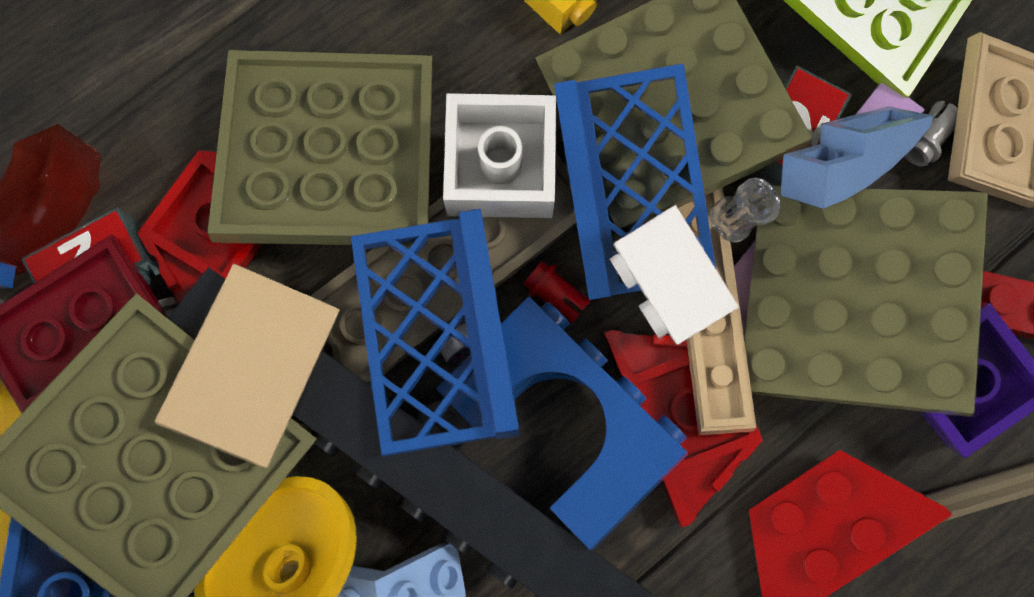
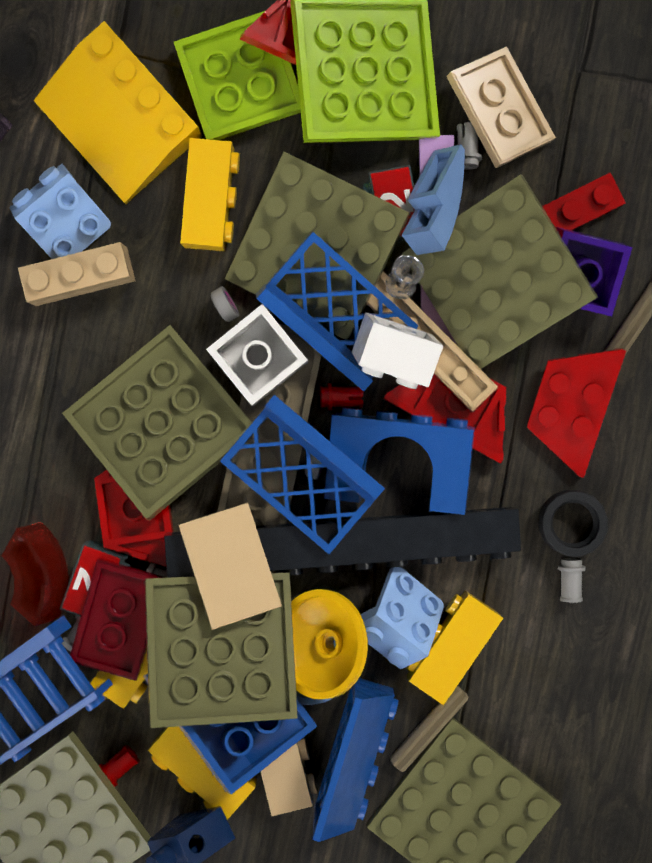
camera: 45 degrees left, 10 degrees up
(512, 77) = (224, 304): none -> light grey tile

